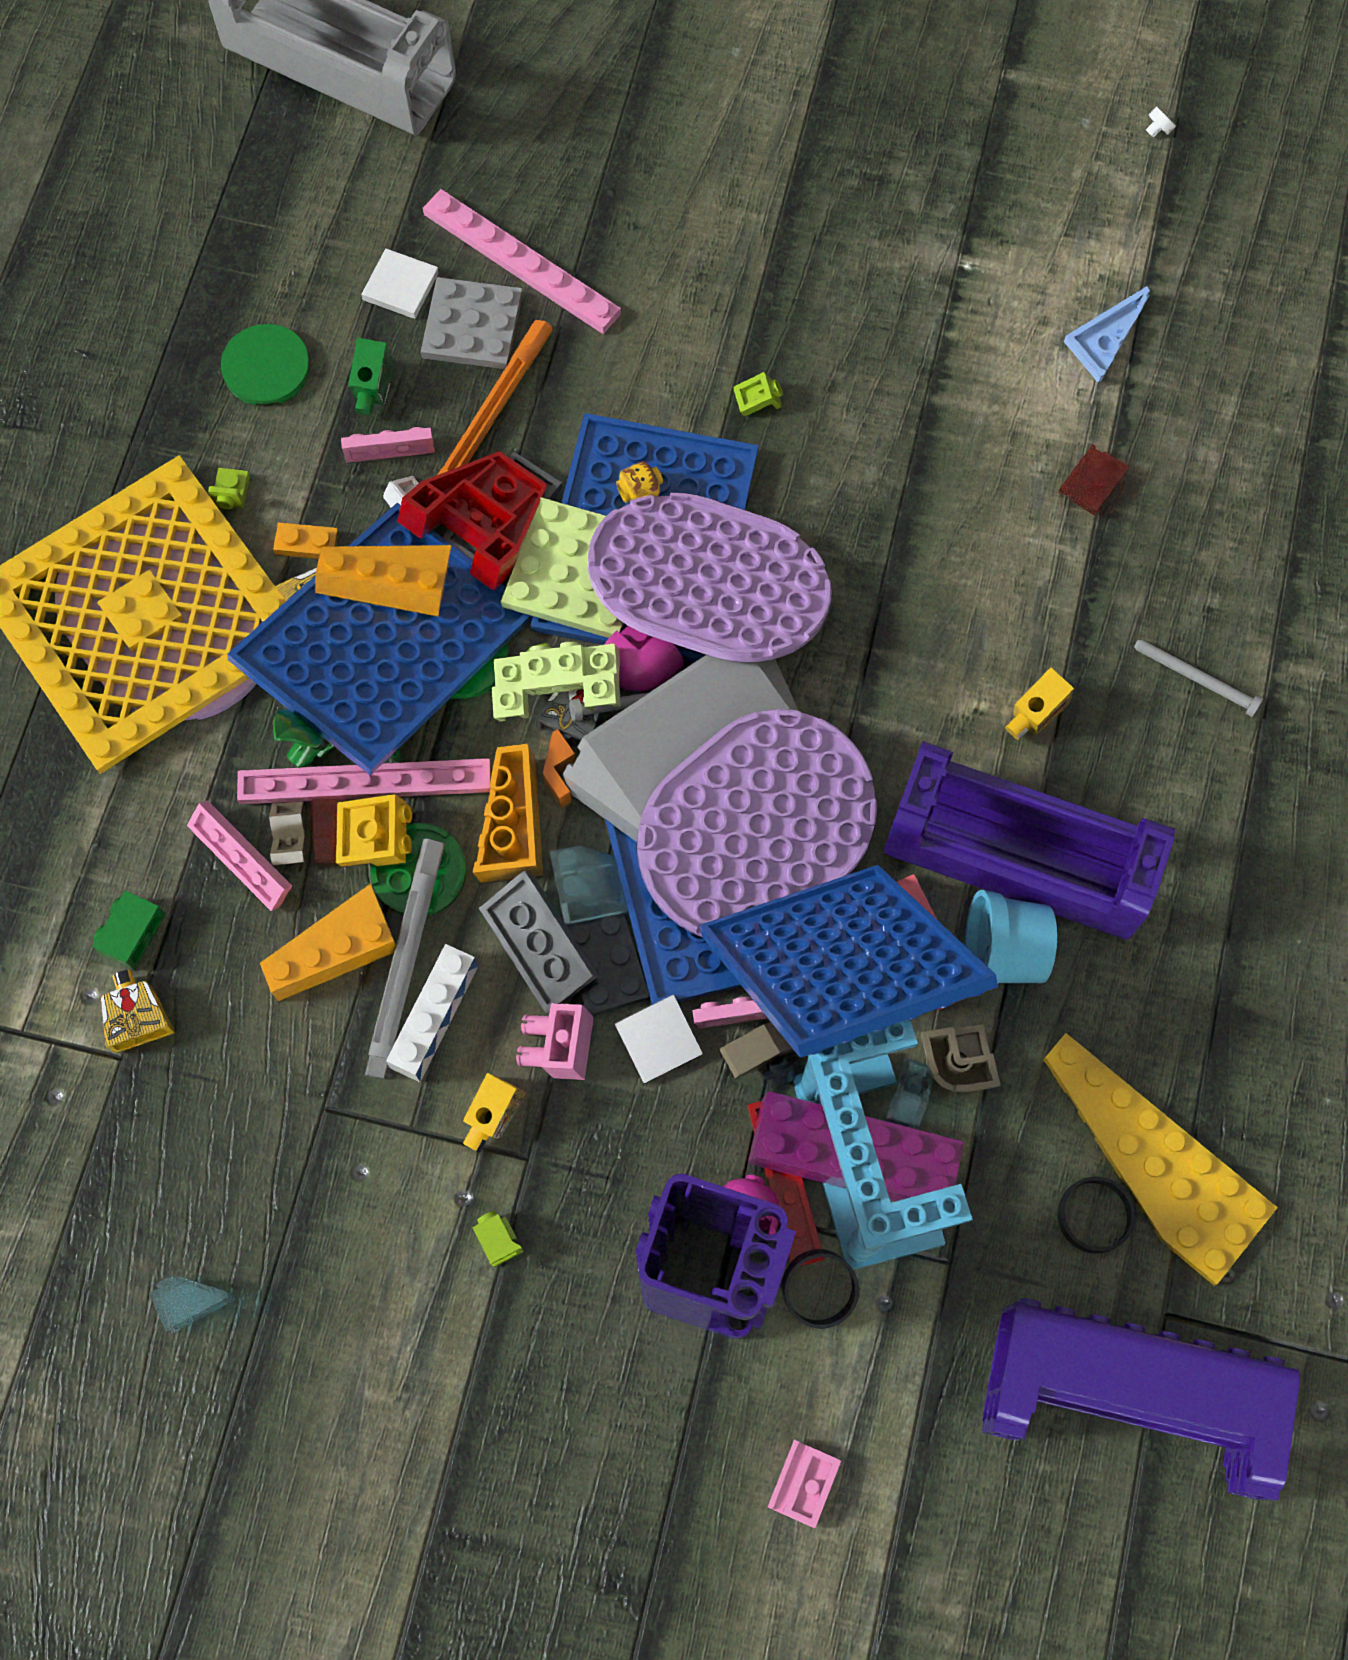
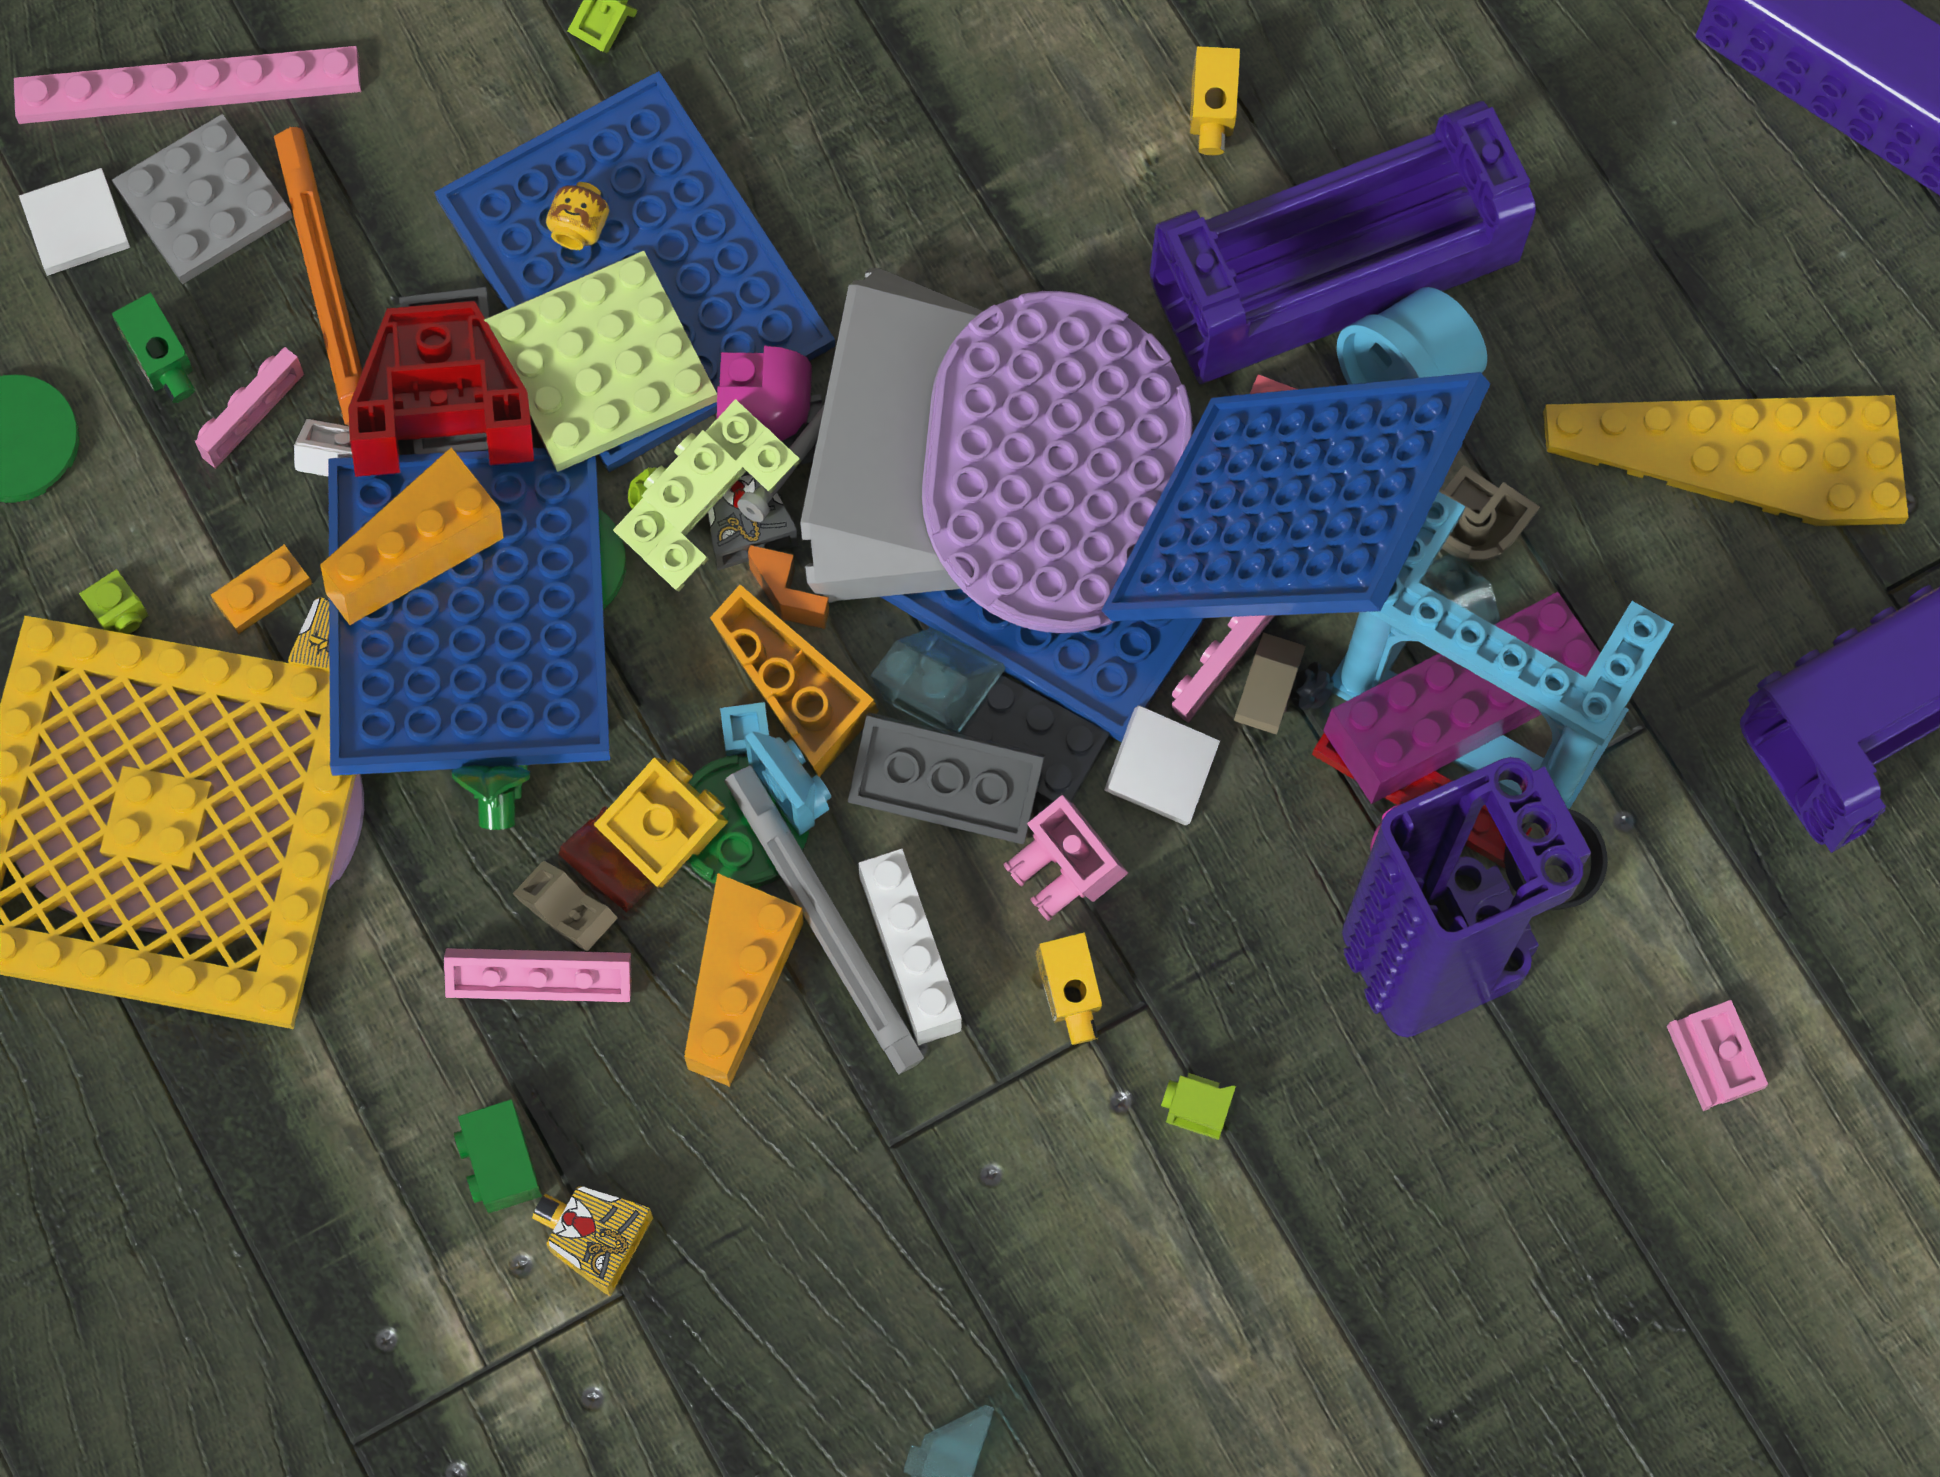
camera: 45 degrees left, 0 degrees up
(355, 783) = (591, 783): bright pink plate -> none
(452, 867) = (786, 780): none -> medium azure slope
(465, 823) = (740, 721): none -> medium azure plate
(709, 577) = (755, 249): lavender tile -> none
(1122, 1194) = (1758, 517): black tyre -> none

